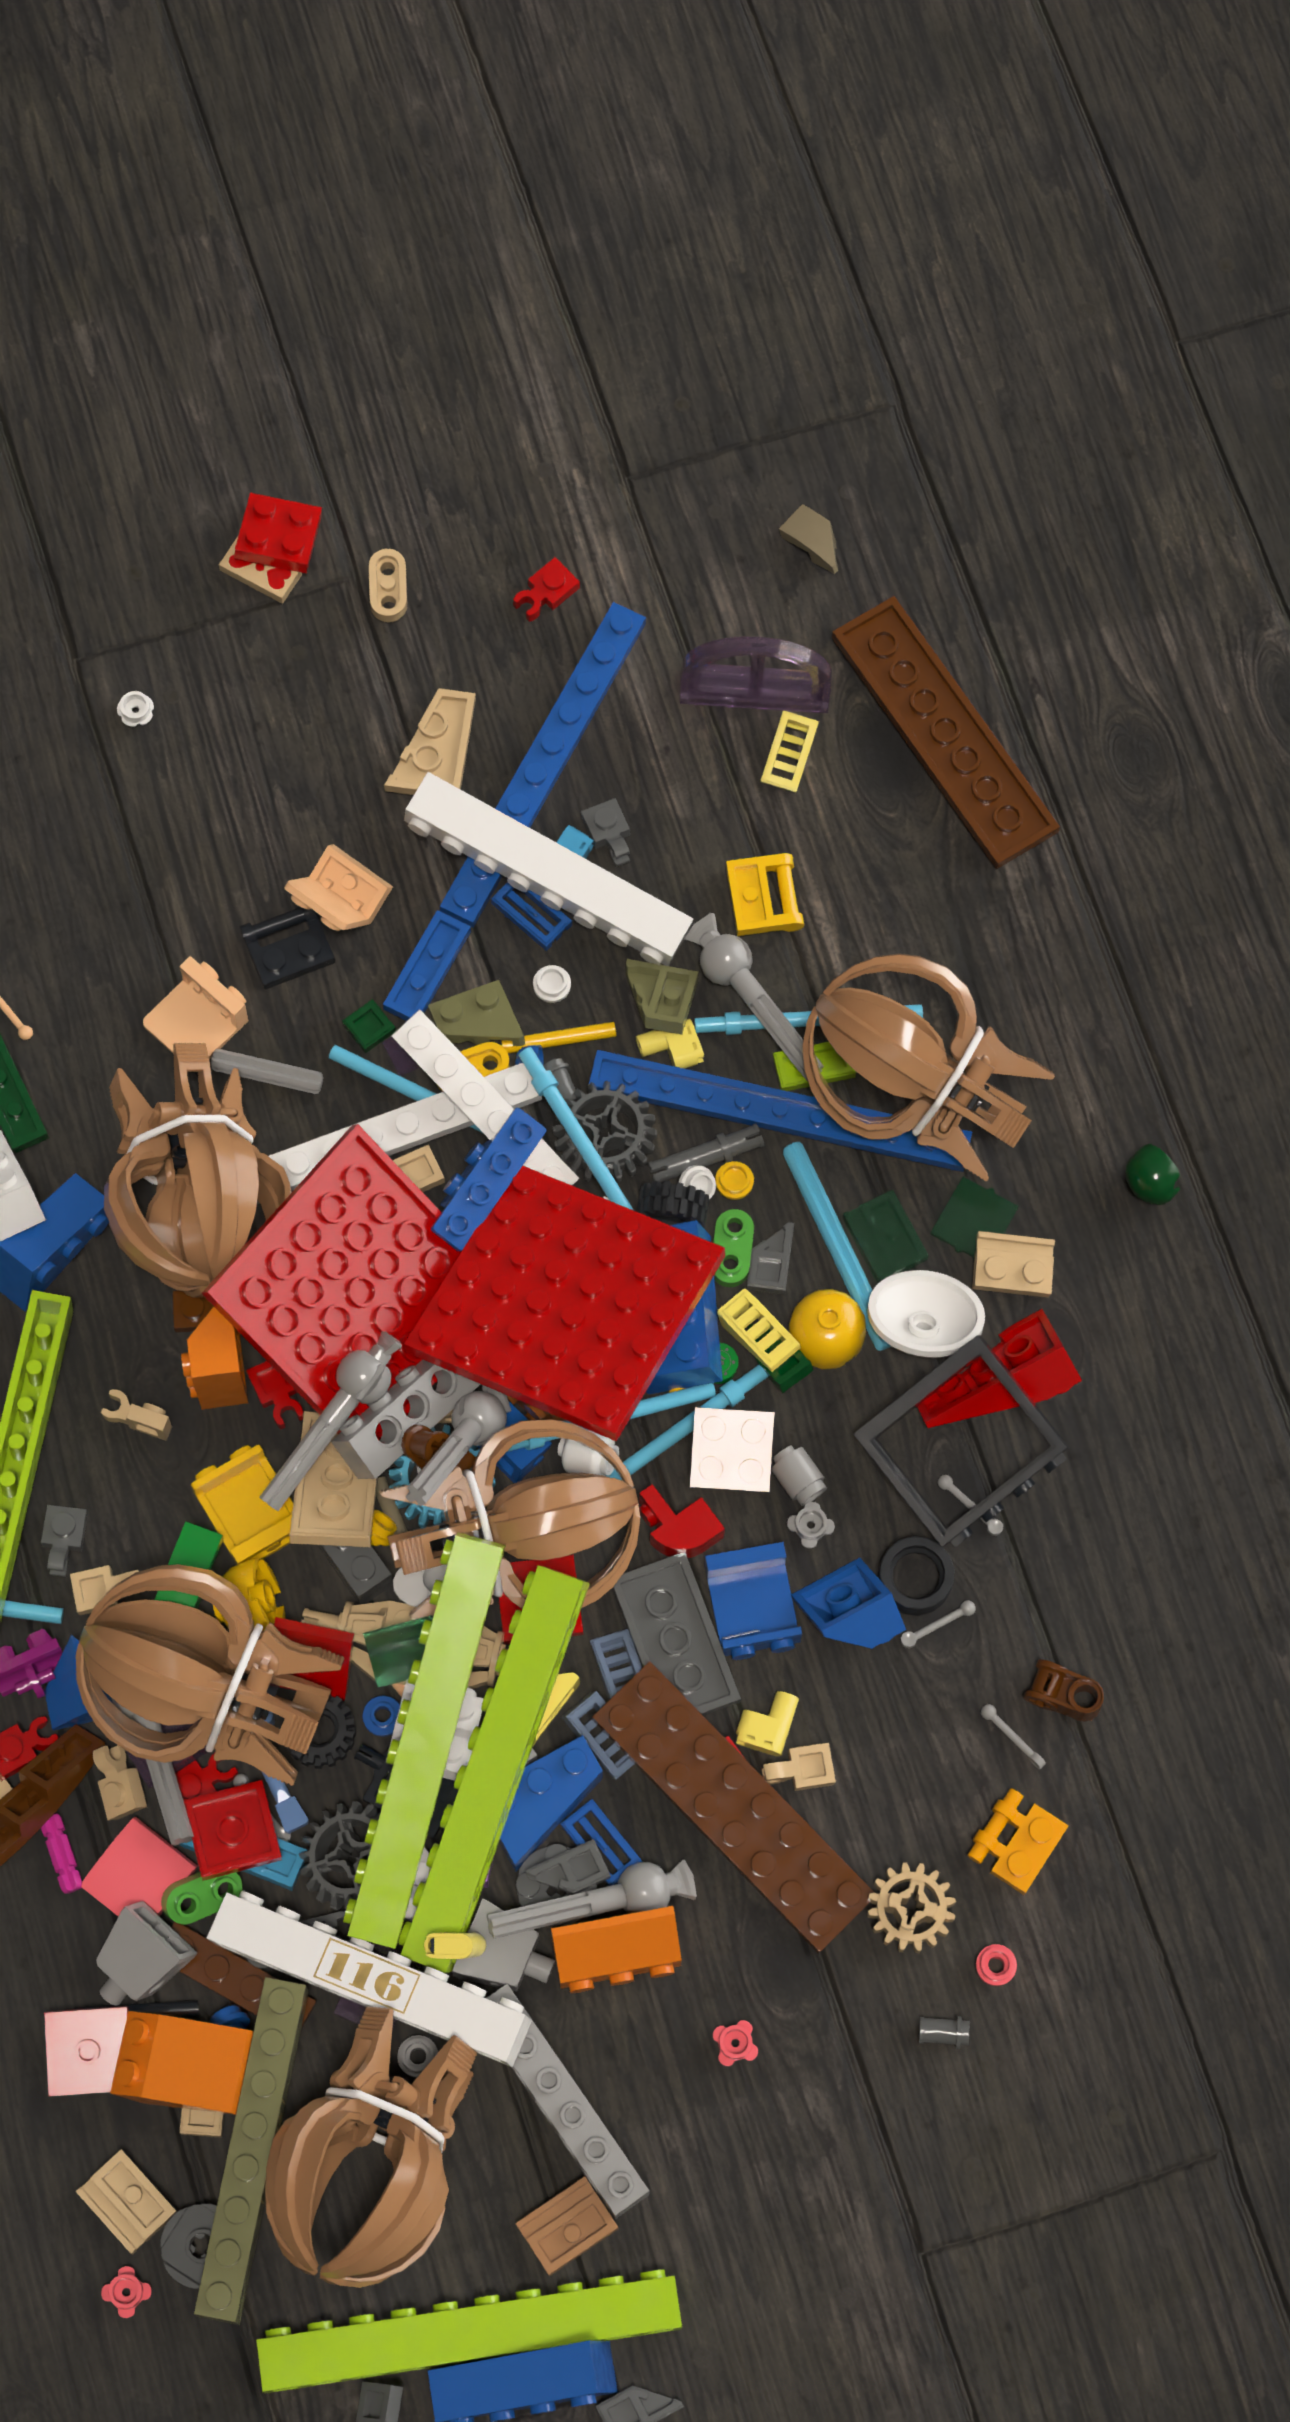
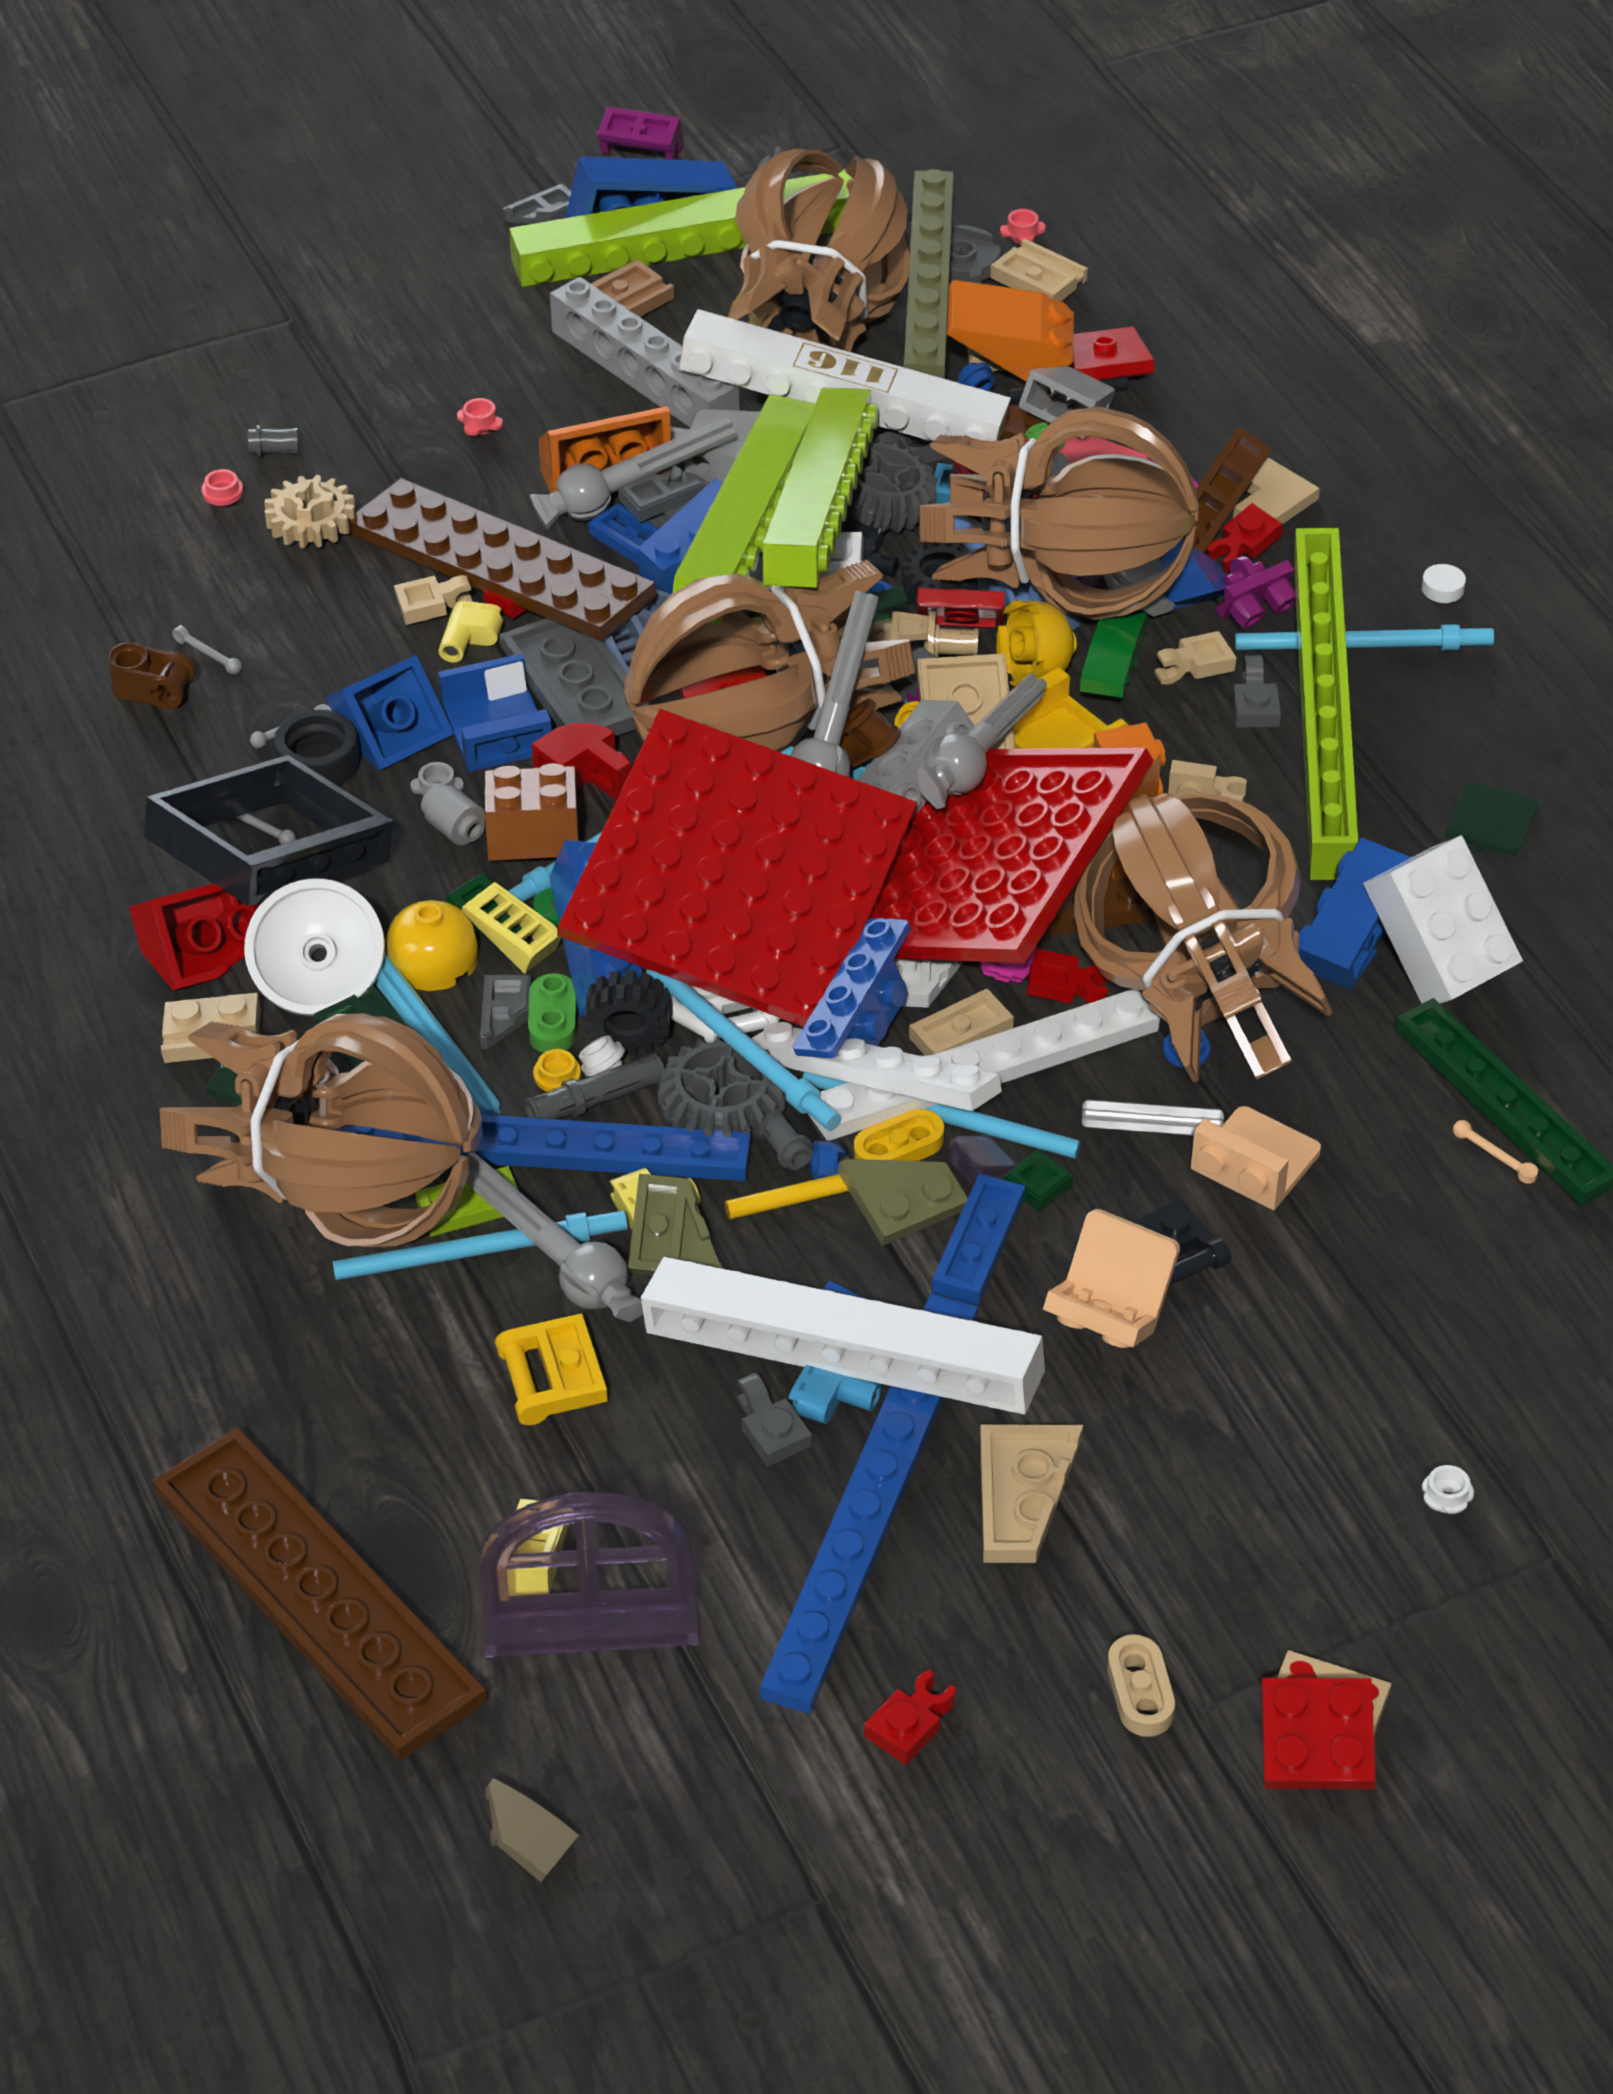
camera: 175 degrees right, 25 degrees down
(454, 1945) = (762, 390): light yellow piece -> none
(551, 984) = (815, 1243): white plate -> none
(1028, 1848) = (192, 575): light orange plate -> none
(1152, 1175) = (41, 1108): dark green hair -> none

